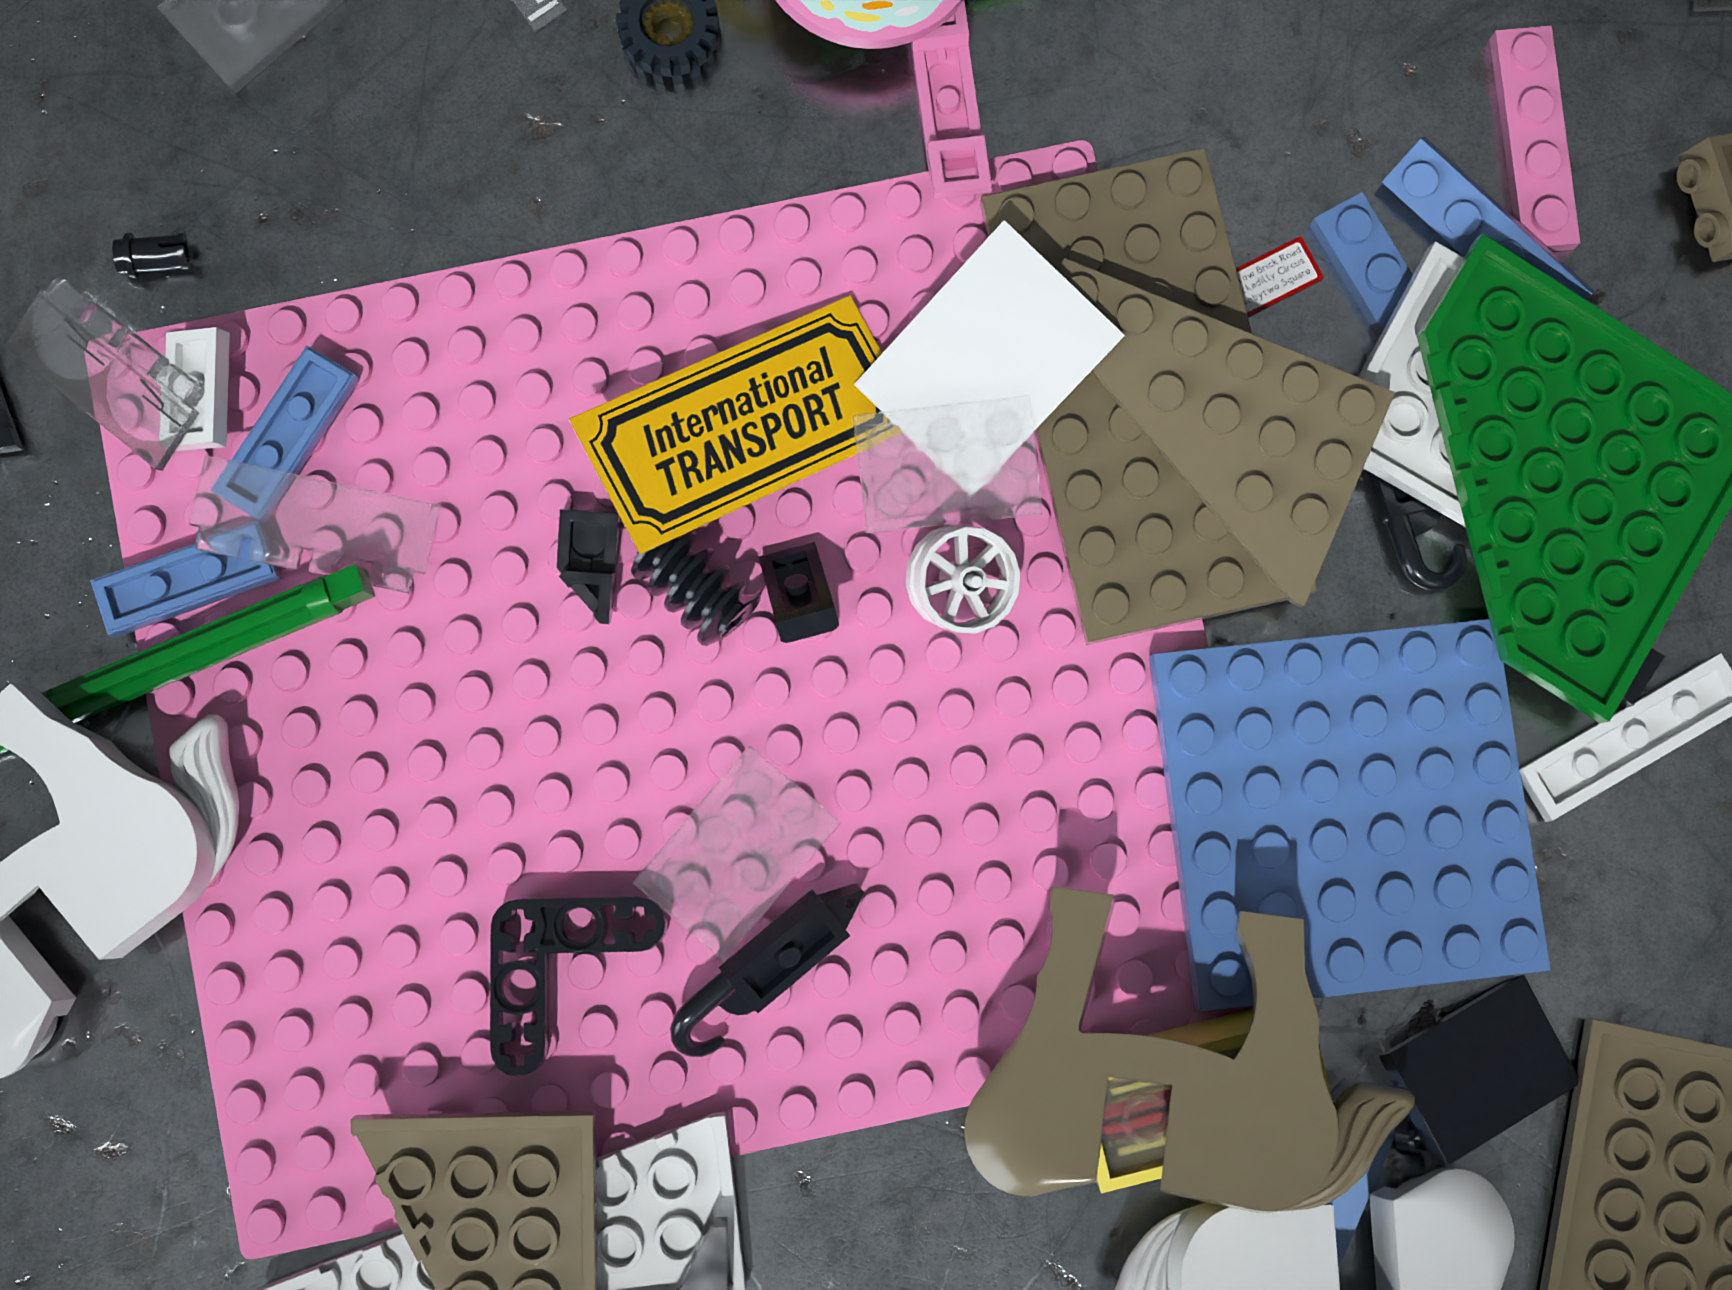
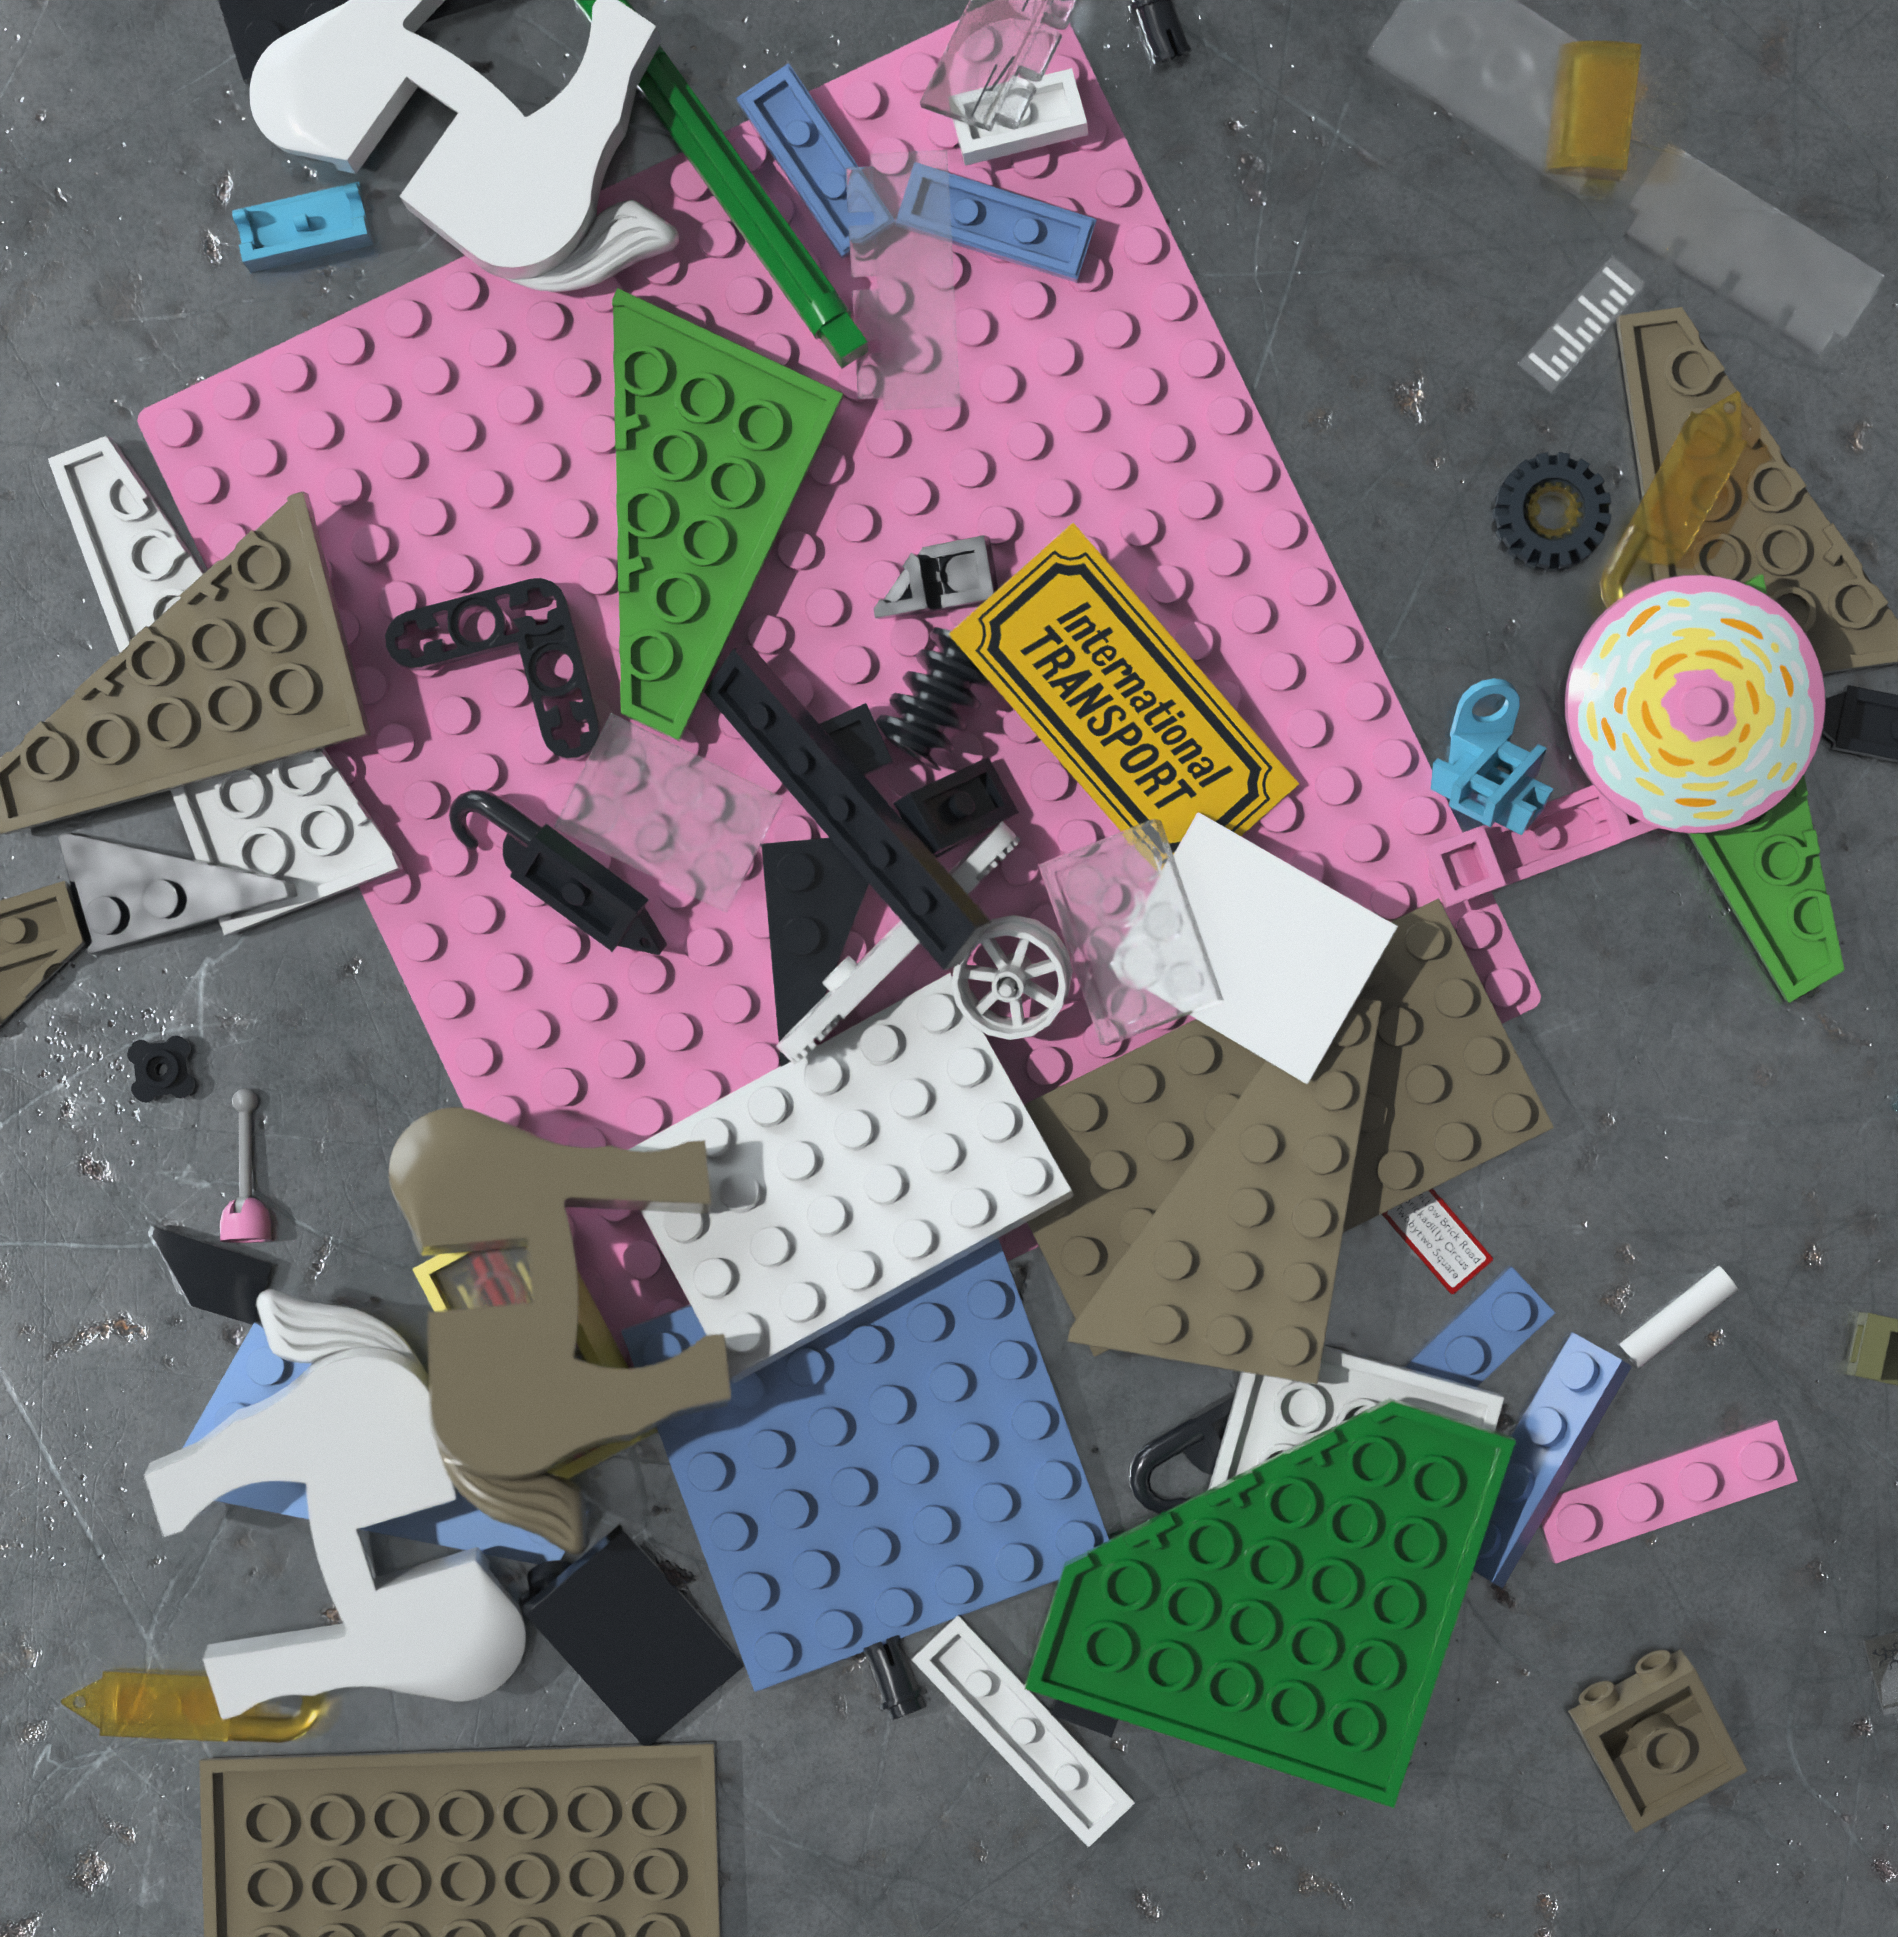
camera: 80 degrees right, 5 degrees up
(116, 1060) = (303, 227): none -> medium azure hinge
(446, 748) = (704, 481): none -> bright green wing
(717, 674) = (859, 739): none -> black plate
(774, 684) = (847, 807): none -> black plate
(854, 133) = (1475, 753): none -> medium azure piece
(856, 746) = (810, 912): none -> black wing
(932, 718) = (854, 981): none -> white piece
(1110, 766) = (852, 1178): none -> white plate
(1387, 92) = (1678, 1317): none -> white piece
(1566, 840) = (896, 1679): none -> black pin

